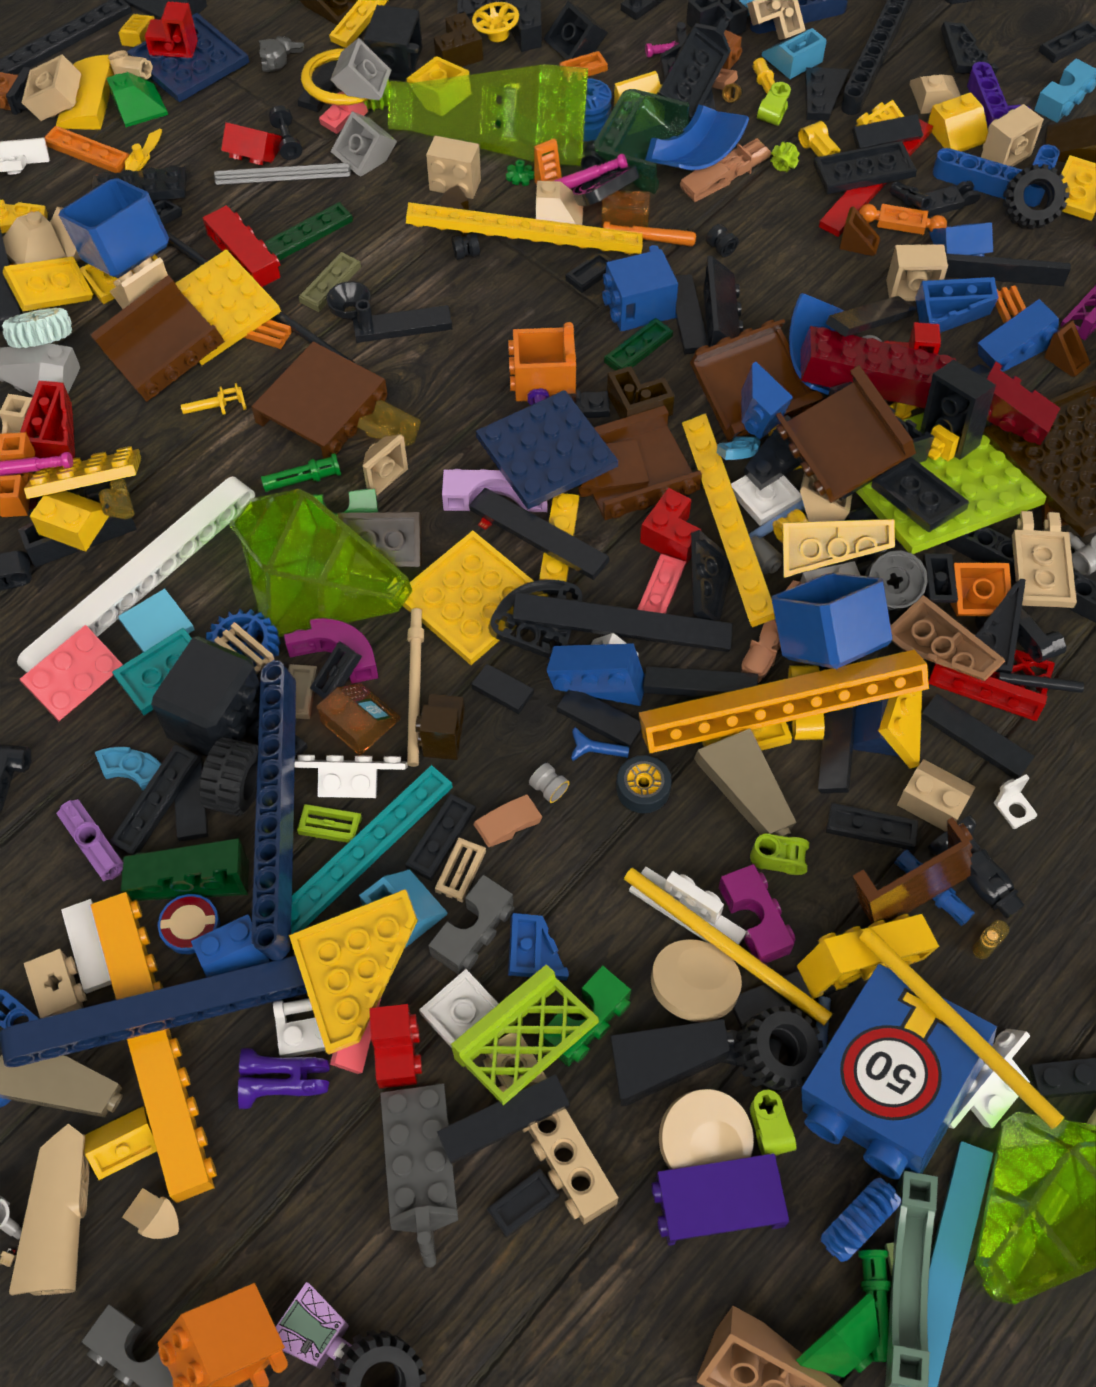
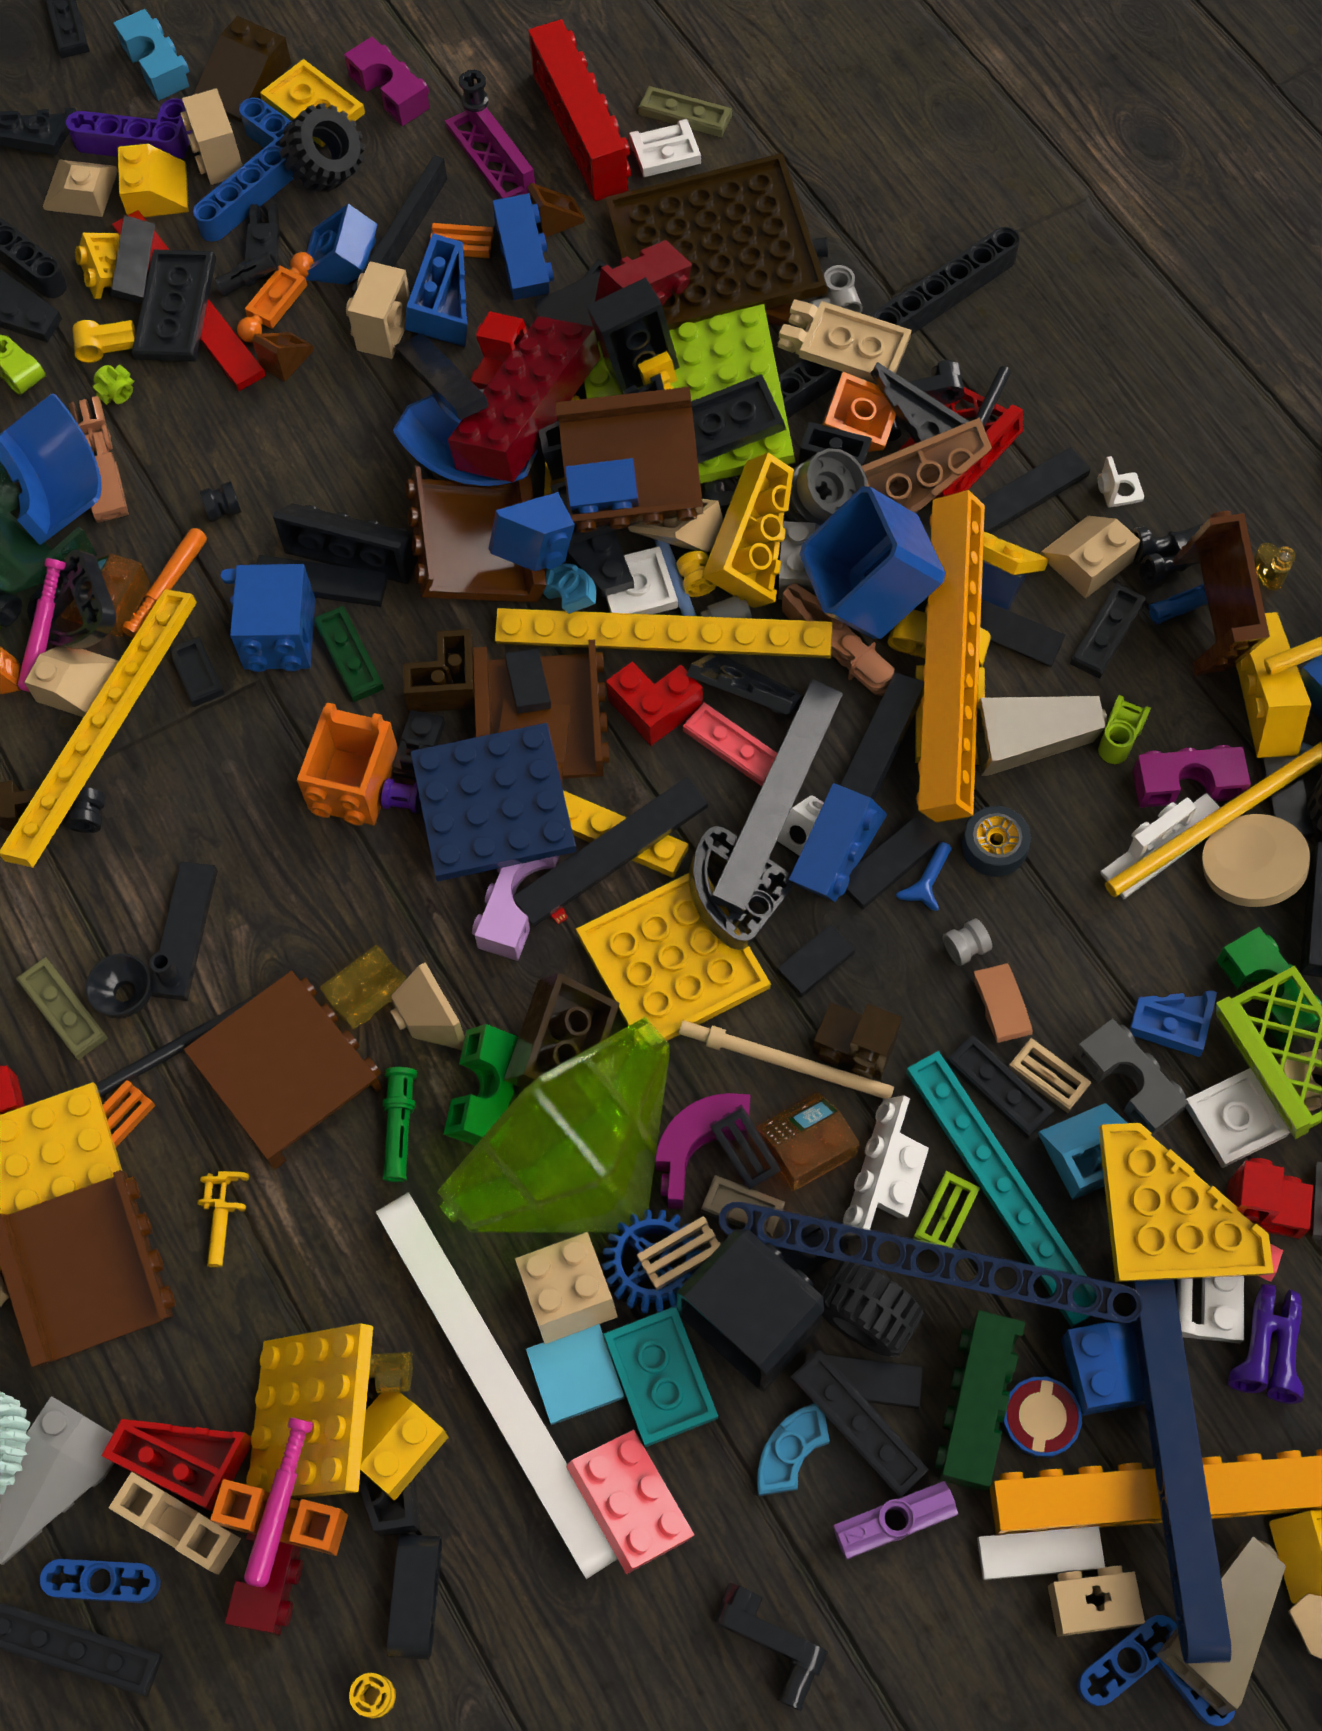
camera: 70 degrees left, 5 degrees up
(206, 593) = (566, 1287): none -> tan brick
(655, 448) = (527, 681): none -> black tile
(814, 425) = (602, 486): none -> blue brick

